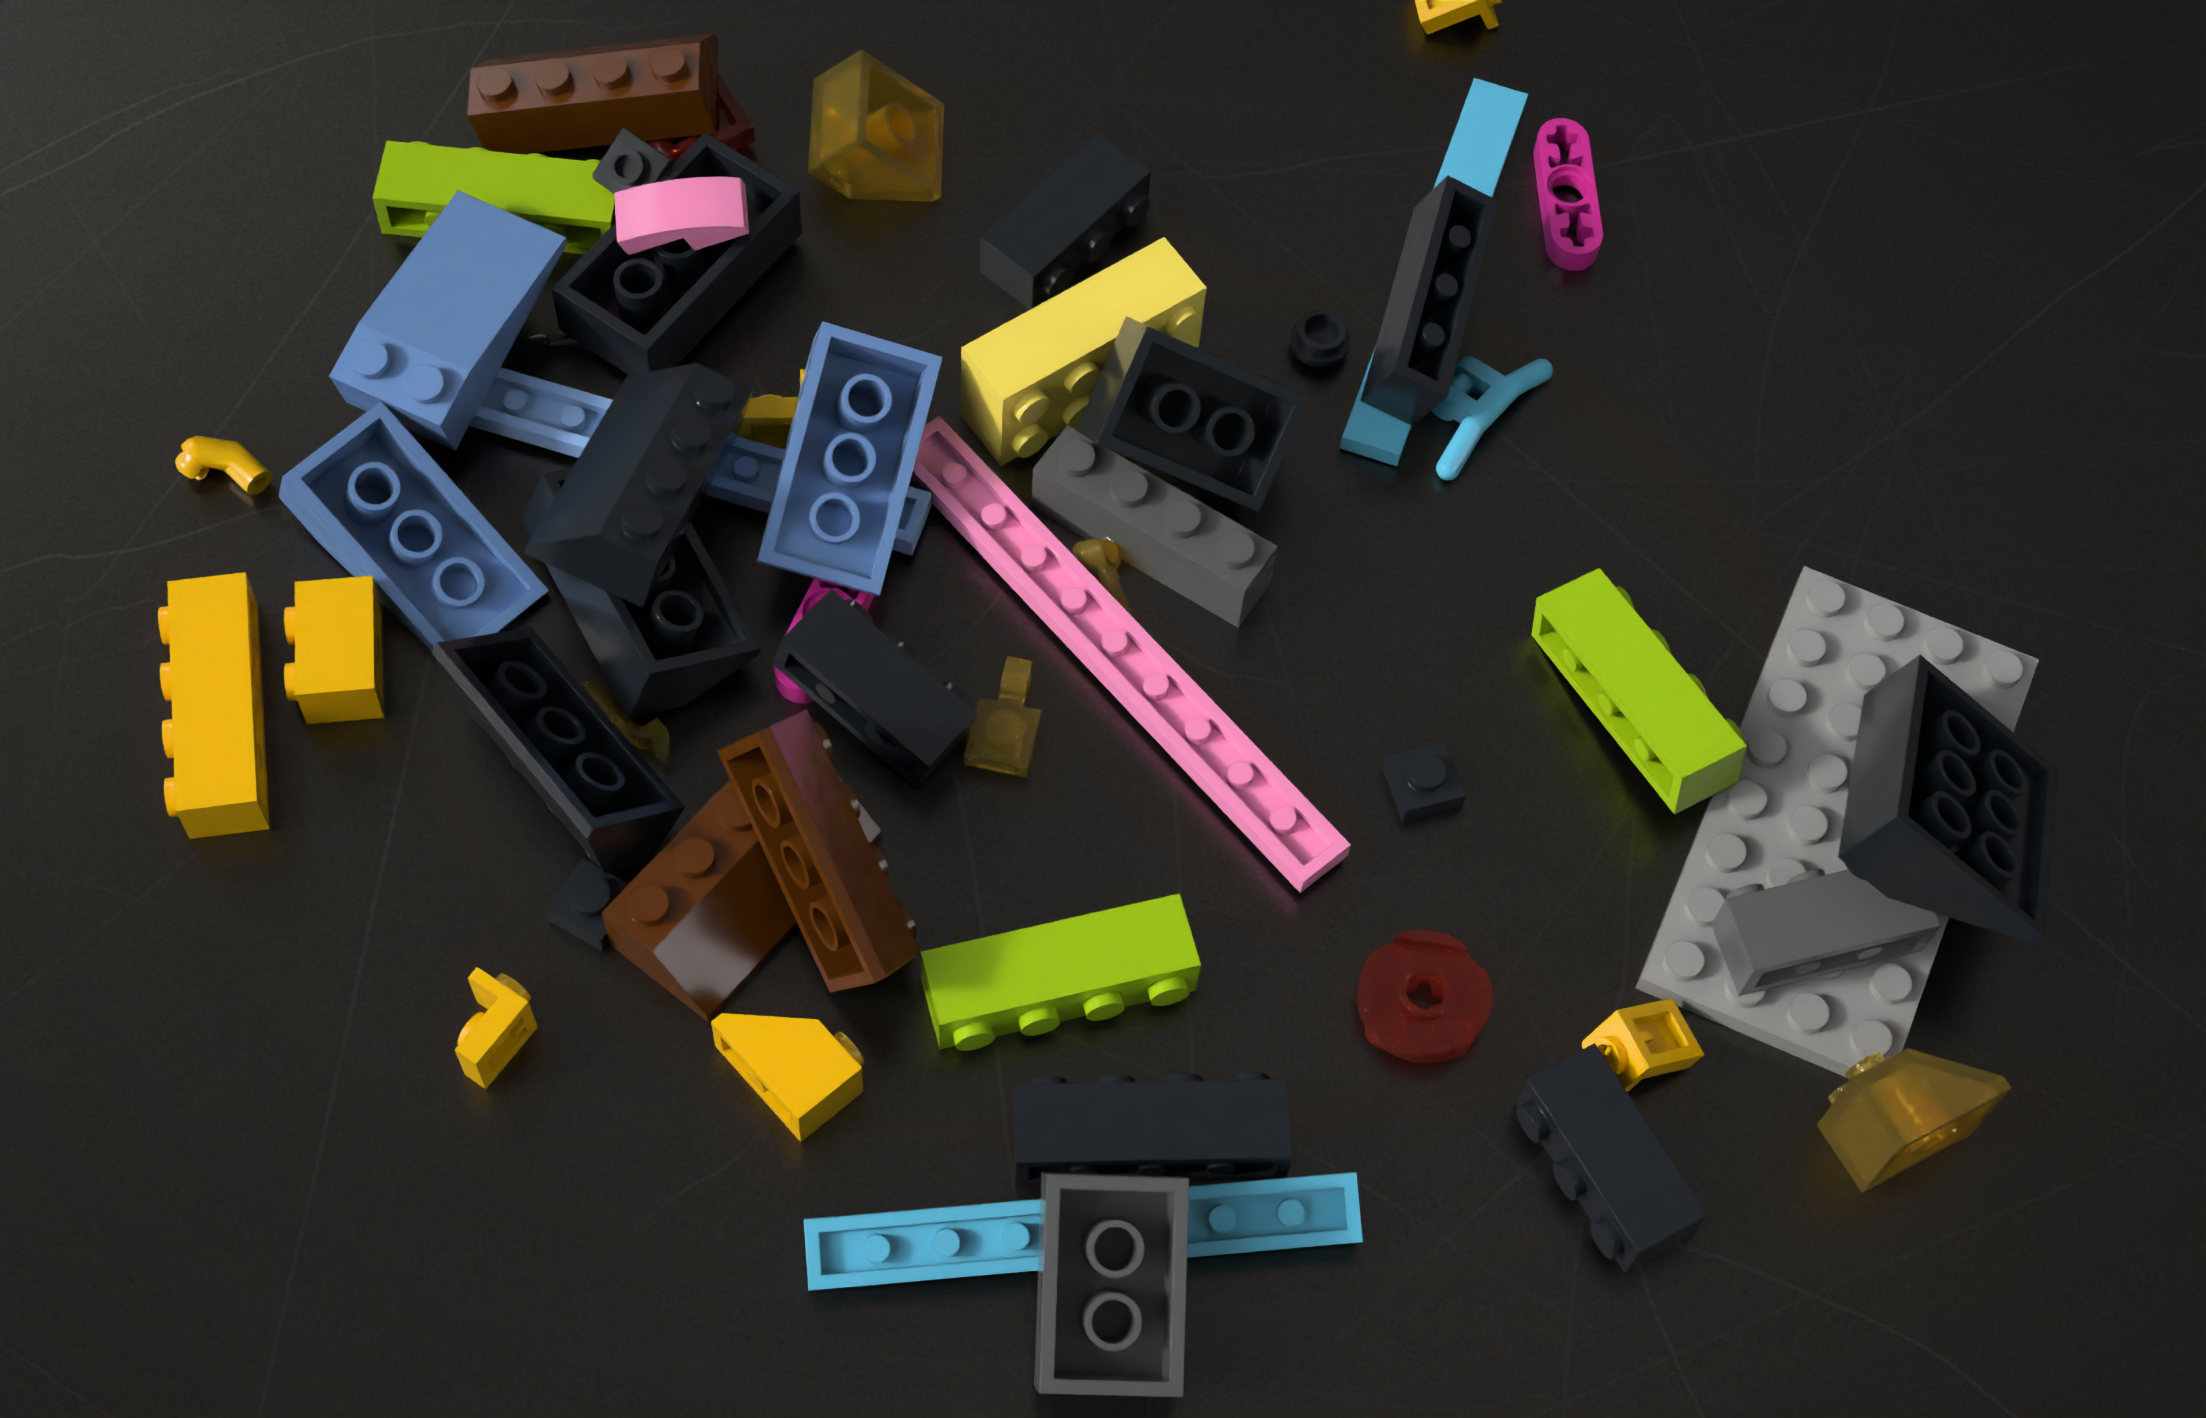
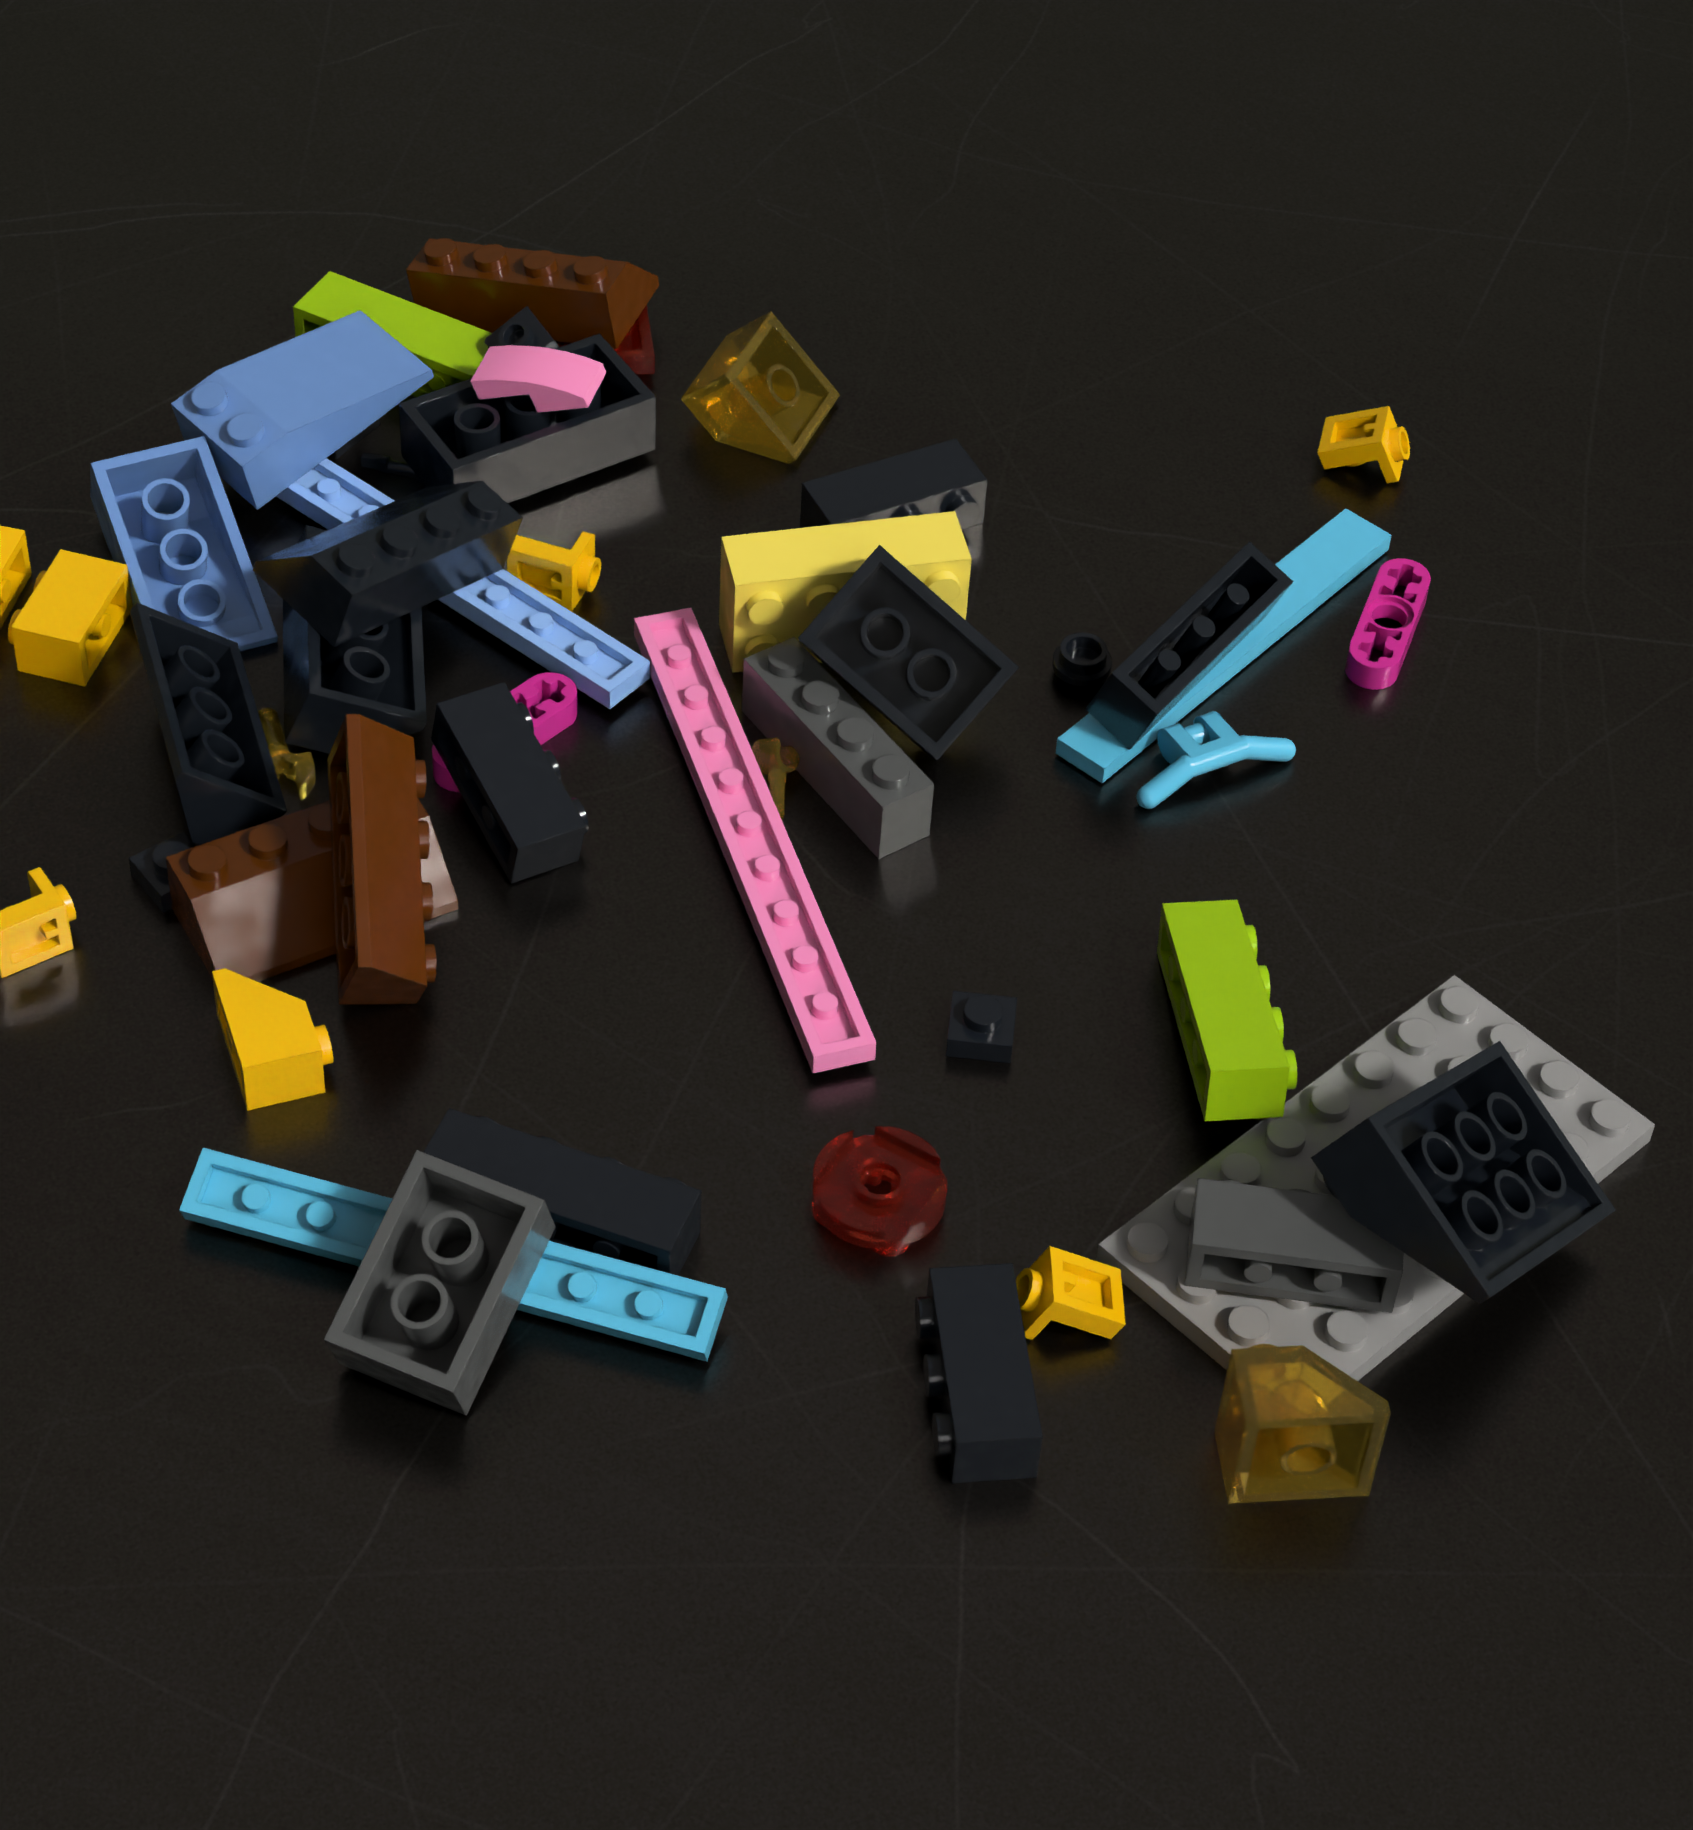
camera: 25 degrees right, 15 degrees down
(226, 455) = (72, 462): yellow arm -> none
(849, 458) = (584, 598): medium blue slope -> none
(1005, 729) = (614, 863): clear yellow plate -> none
(1060, 972) = (549, 1050): lime brick -> none

